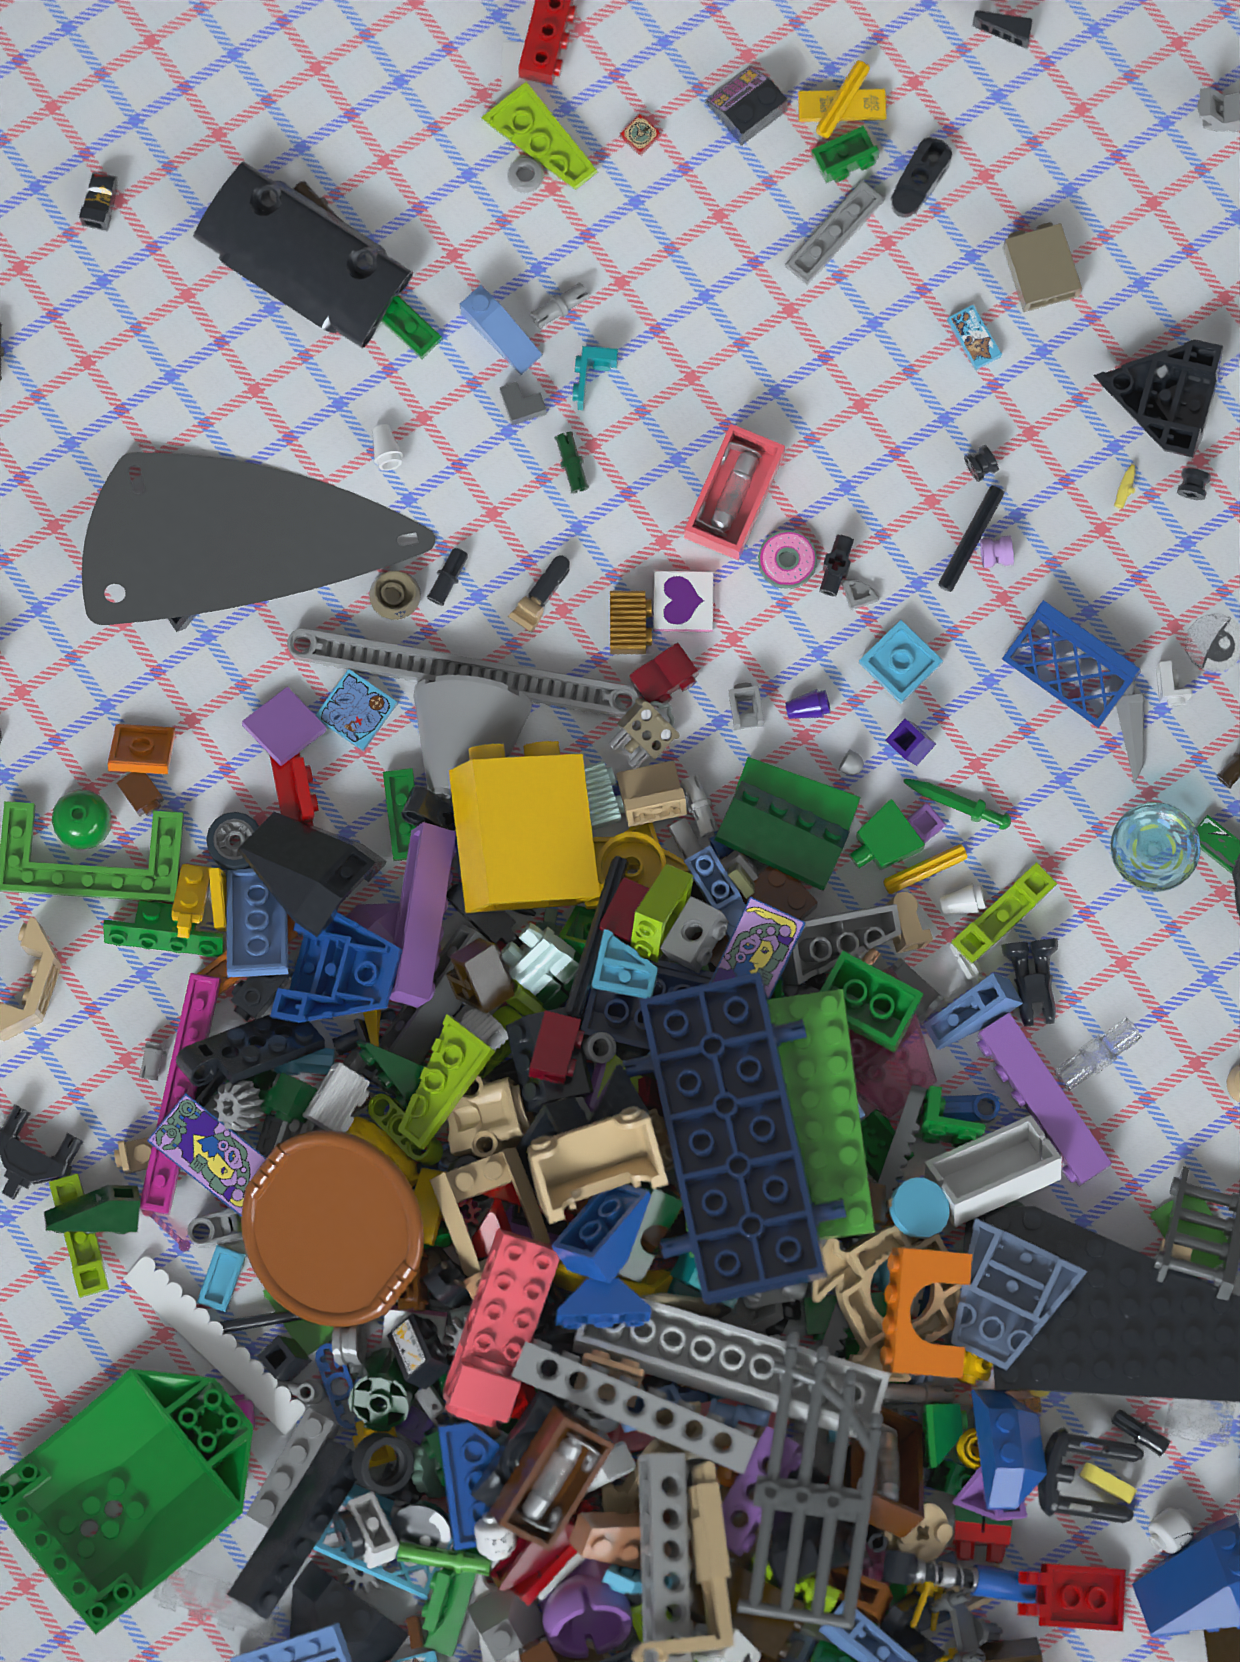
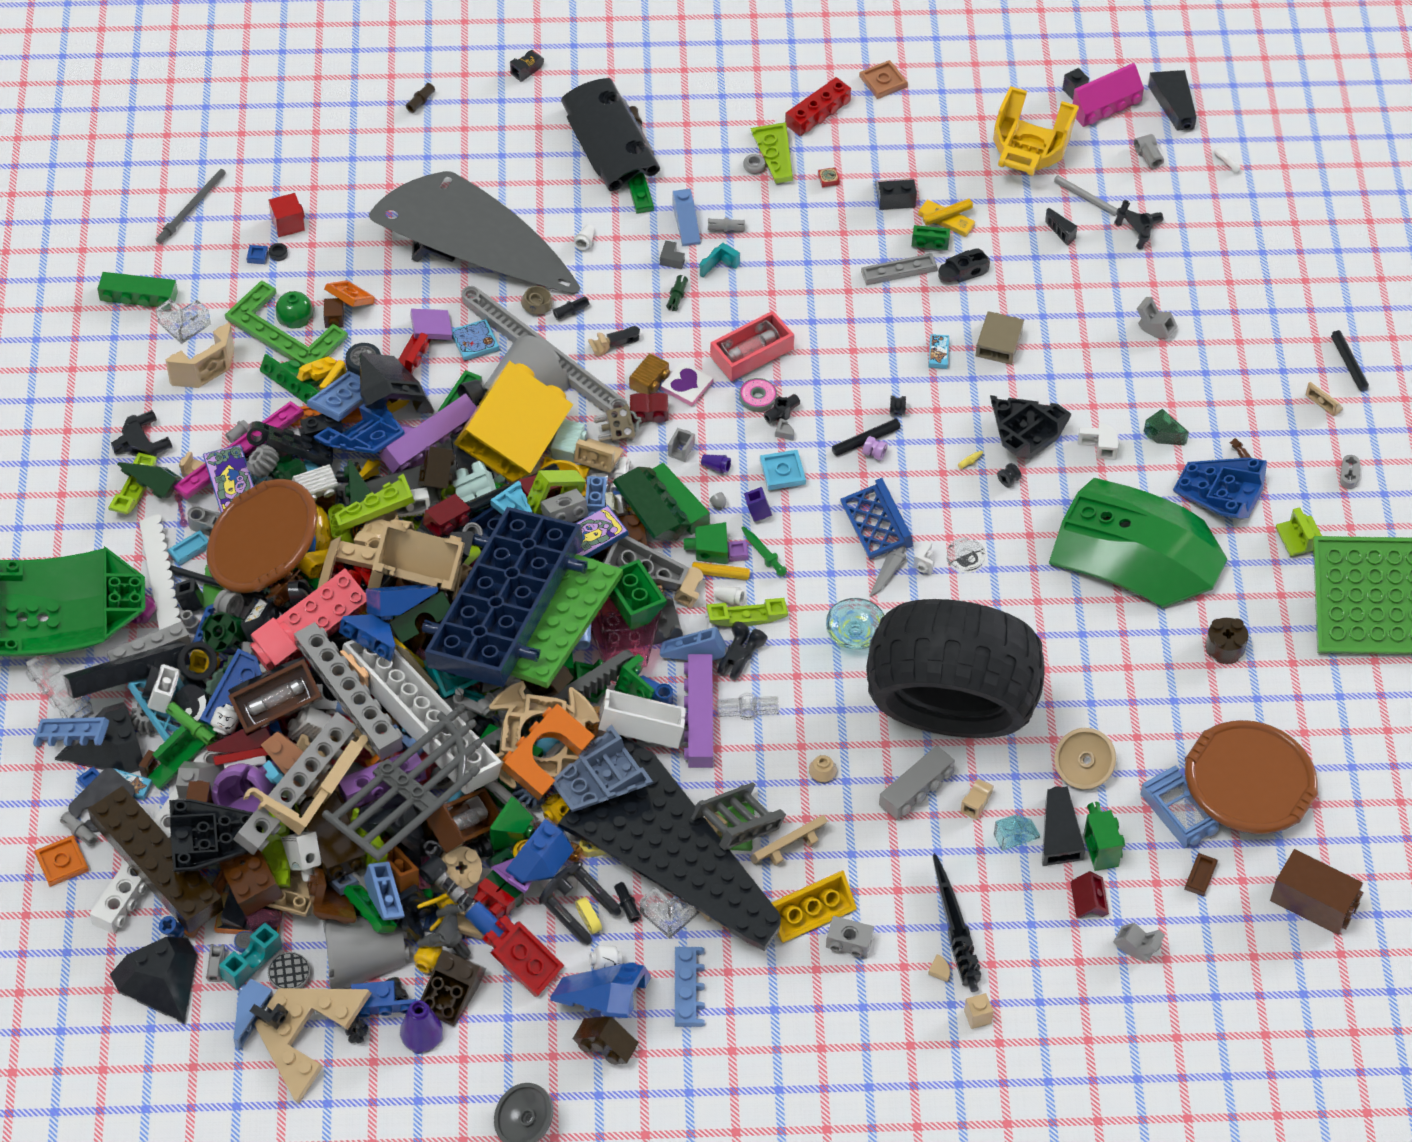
camera: 30 degrees right, 25 degrees down
(919, 1208) = (584, 700): medium azure tile -> none

